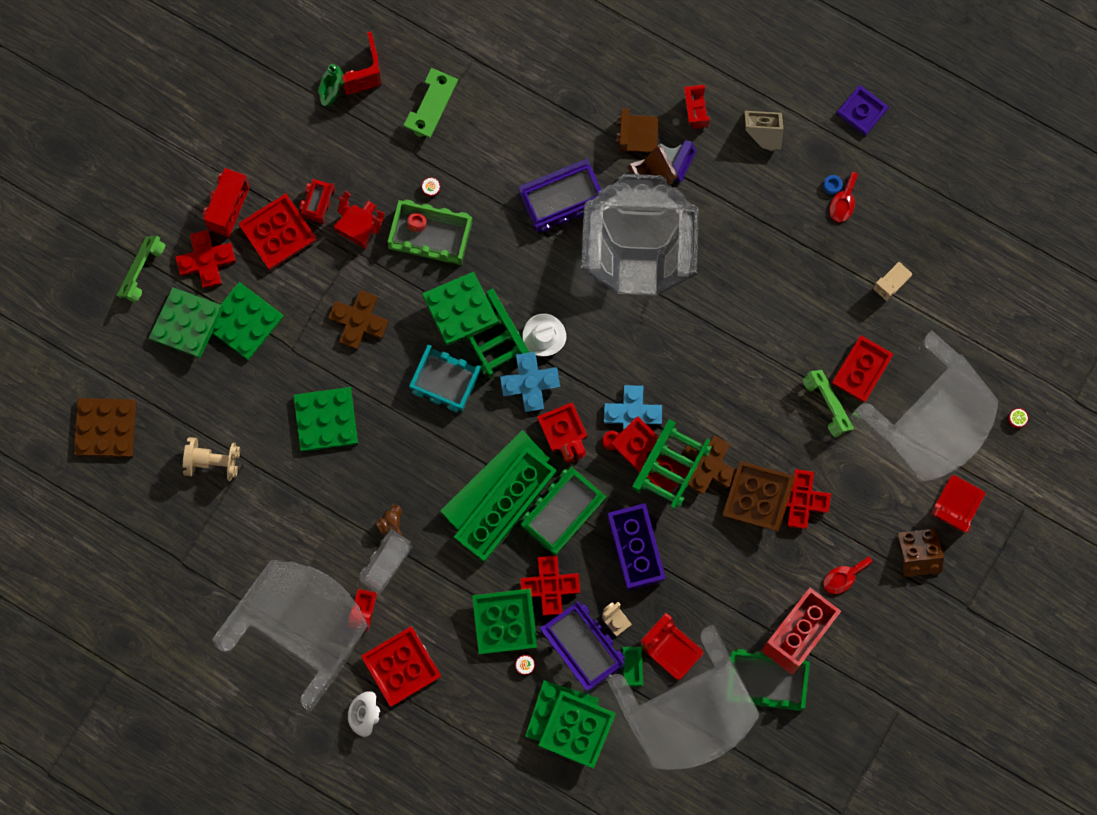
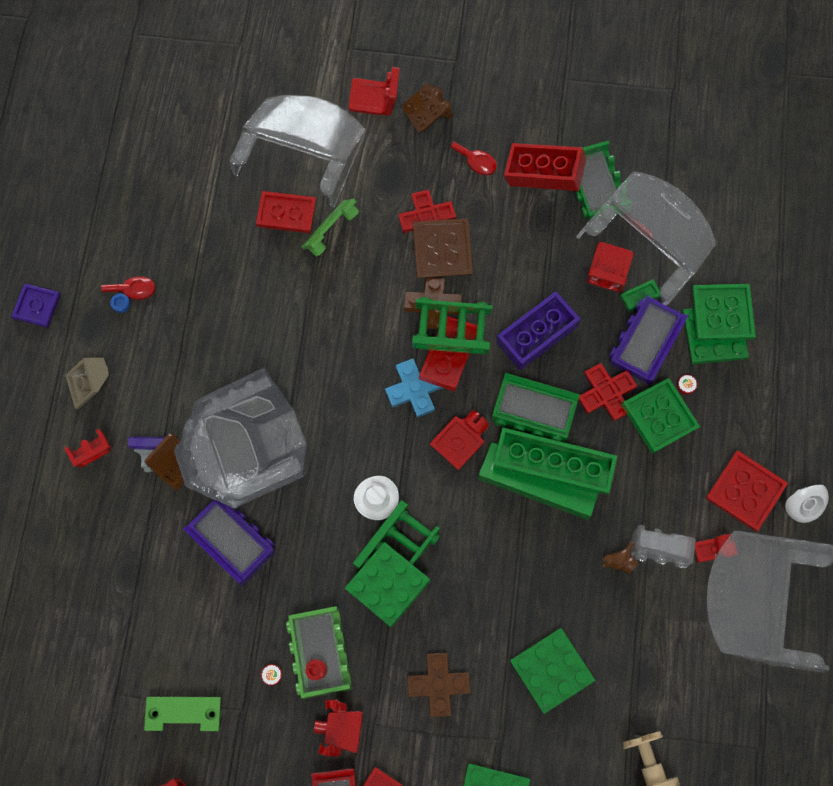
camera: 110 degrees left, 5 degrees down
(444, 379) = (461, 571): window -> none
(530, 381) = (428, 489): dark azure plate -> none
(608, 438) = (448, 397): red tile -> none
(615, 619) = (608, 324): tan bracket -> none
(636, 132) = (136, 496): reddish brown bracket -> none
(892, 281) = (193, 218): tan bracket -> none
(1018, 418) = (275, 78): tile -> none

